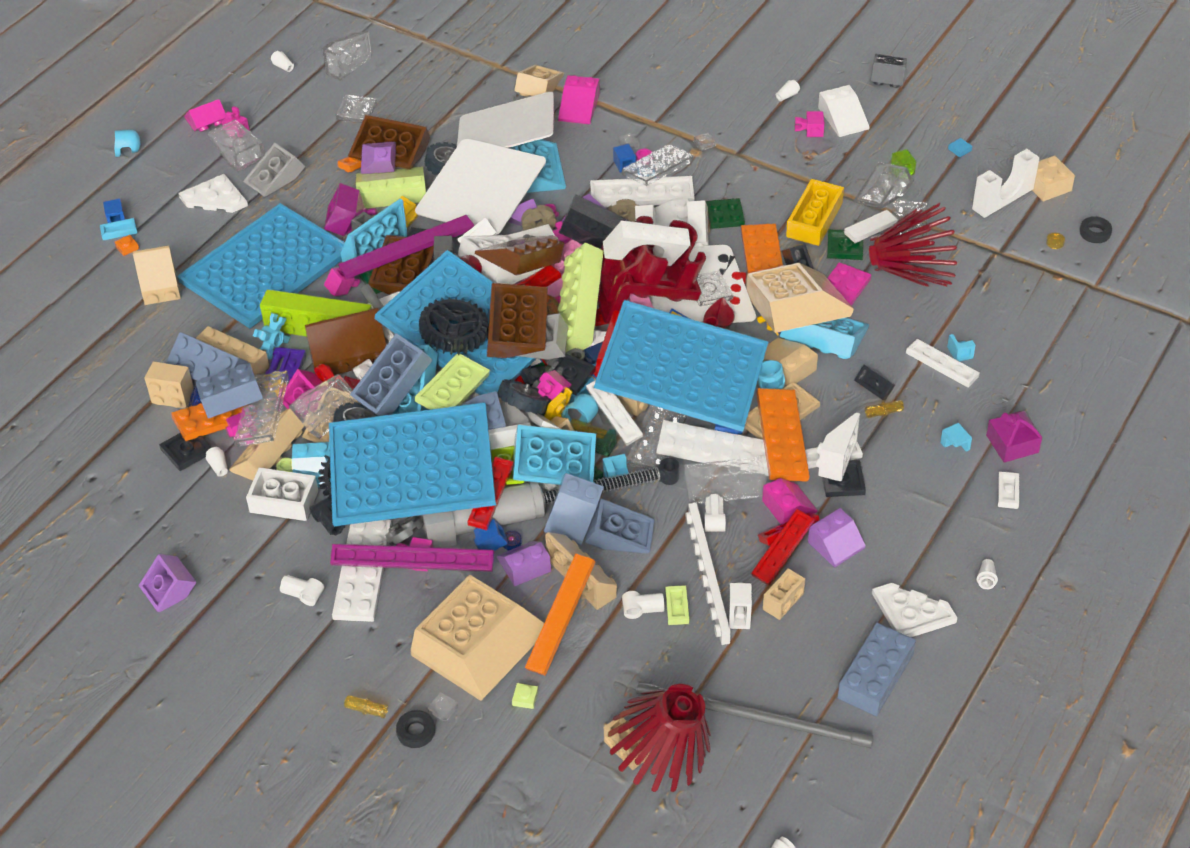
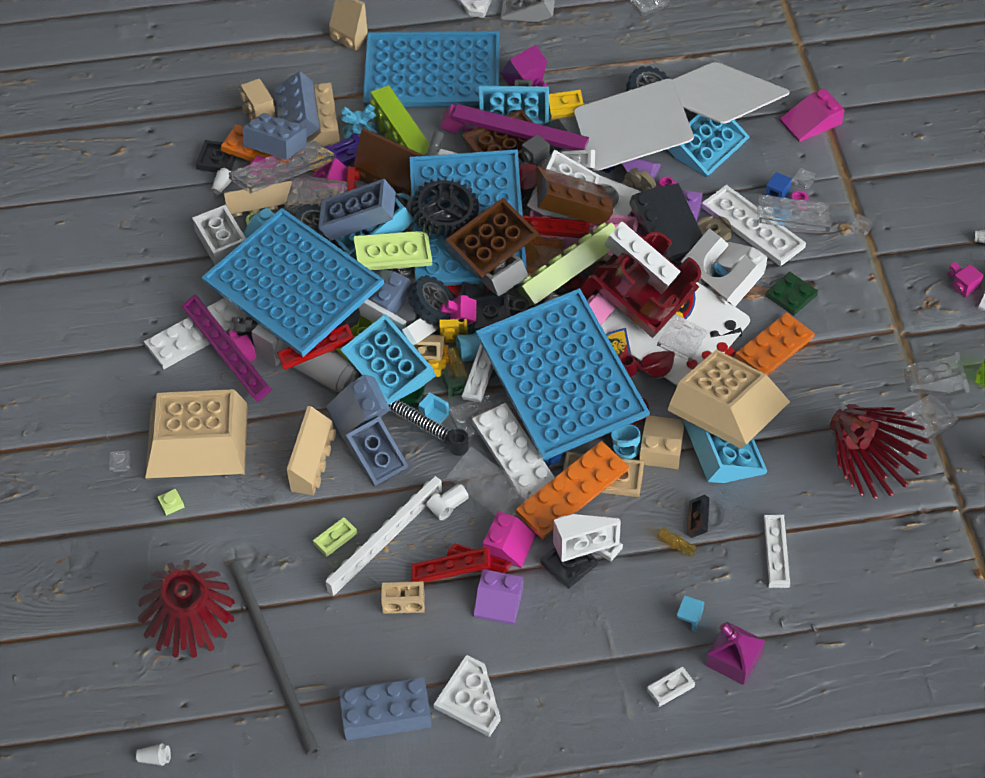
camera: 50 degrees right, 5 degrees up
(166, 582) = (92, 234): medium lavender slope -> none
(306, 591) = (151, 311): white piece -> none
(349, 164) = (584, 38): orange plate -> none
(365, 706) = (81, 417): clear yellow axle -> none
(378, 158) = (604, 48): medium lavender slope -> none
(388, 187) = (586, 73): yellowish green slope -> none
(409, 138) = (628, 43): reddish brown slope -> none
(421, 739) = (89, 468): black tyre -> none
(492, 538) = (293, 379): blue brick -> none
(514, 540) = (306, 395): clear blue tile -> none
(525, 562) = (286, 415): medium lavender slope -> none
(537, 80) = (805, 76): tan slope -> none
(560, 614) = (248, 468): orange tile -> none
(636, 604) = (312, 511): white piece -> none
(740, 606) = (362, 575): white brick -> none
(797, 254) = (785, 374): black slope -> none
(815, 212) = (853, 349): yellow brick -> none
(842, 247) = (841, 392): dark green plate -> none
(849, 281) = (795, 427): dark pink plate -> none
(870, 226) = (878, 397): white tile -> none
(961, 350) = (803, 553): medium azure panel -> none
(987, 575) = (559, 727): white cone -> none

